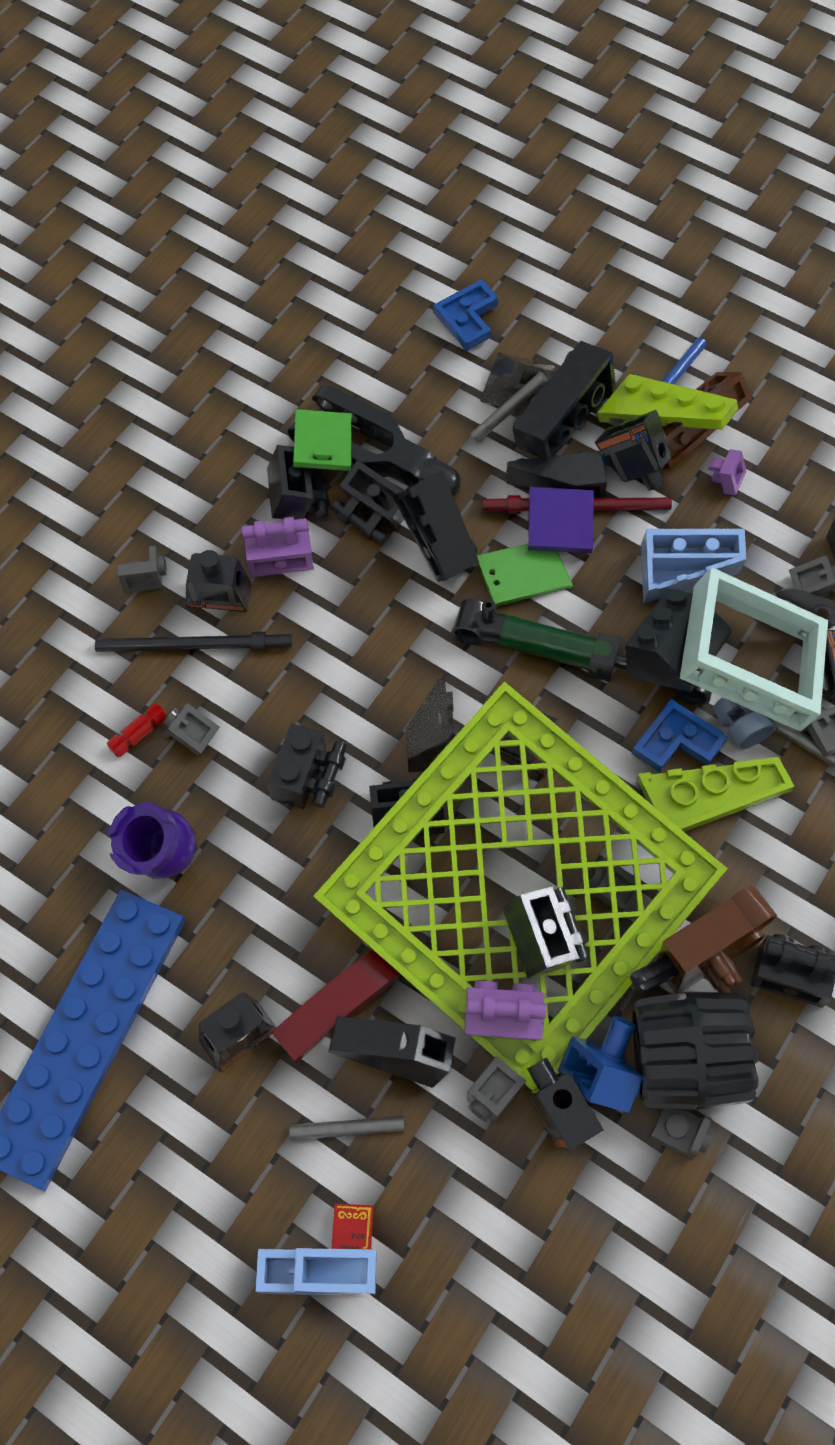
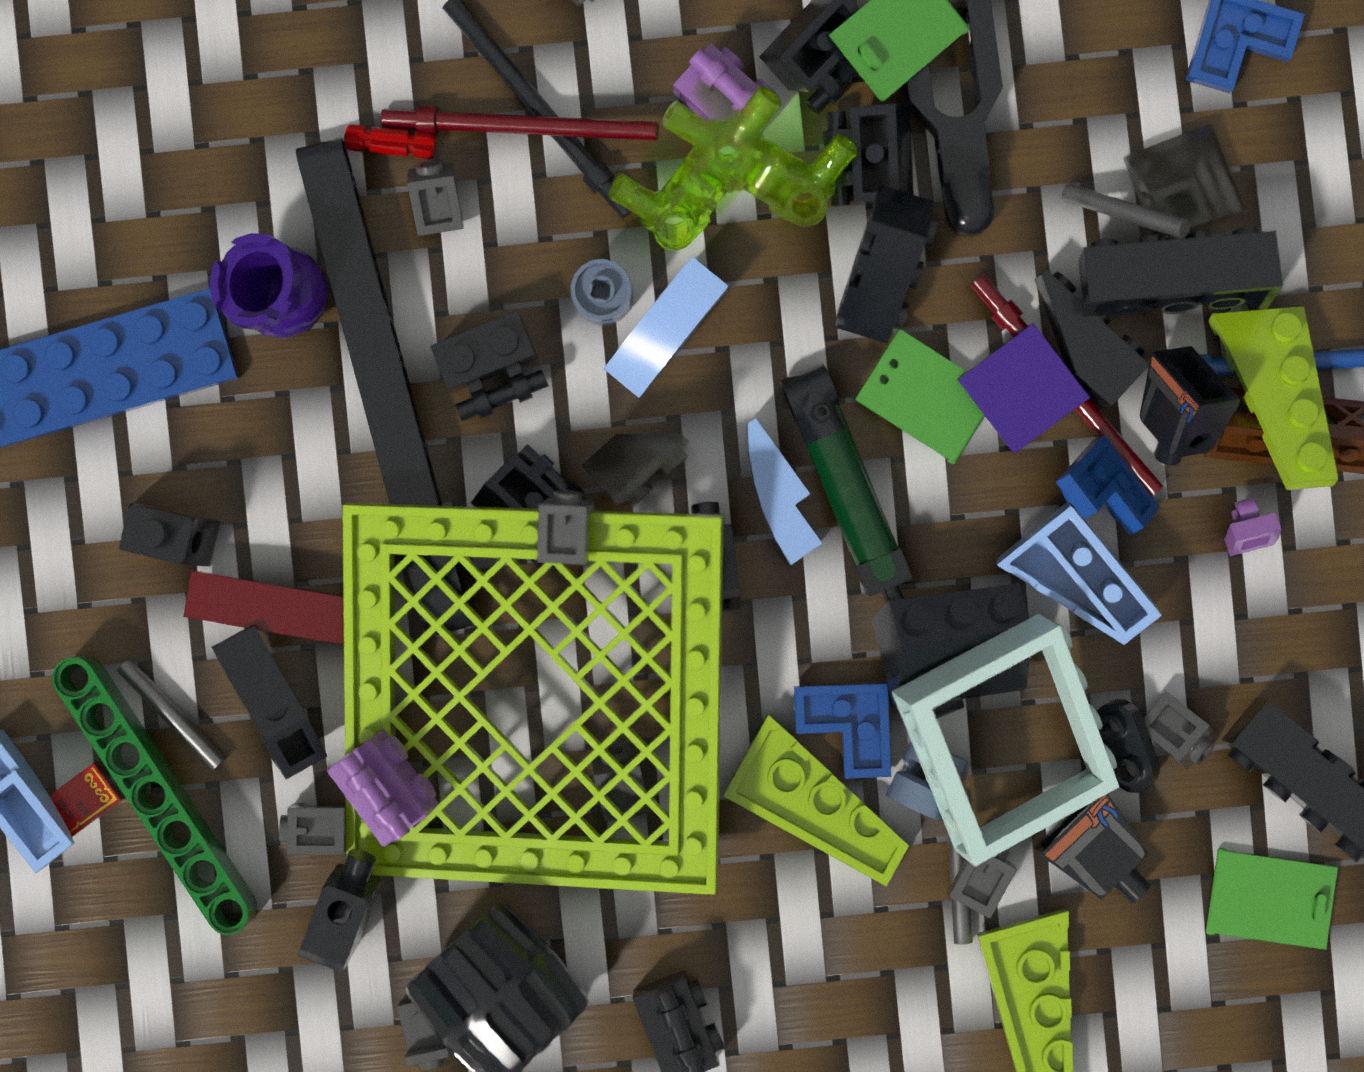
camera: 50 degrees right, 25 degrees up
(148, 698) = (431, 120): none -> dark red bar
(217, 582) = (623, 74): black torso -> none
(248, 828) = (375, 351): none -> black beam
(310, 576) = (755, 167): none -> clear neon green pin
(321, 679) = (602, 292): none -> sand blue wheel
(370, 664) = (666, 327): none -> light blue slope
(371, 1165) = (133, 784): none -> green beam
(438, 770) = (564, 528): none -> dark grey bracket
(535, 684) = (777, 493): none -> light blue slope
(545, 931) = (485, 766): black brick -> none
(602, 1069) = (406, 921): blue brick -> none
(644, 516) = (1103, 478): none -> blue plate
(709, 946) = (613, 935): reddish brown piece -> none

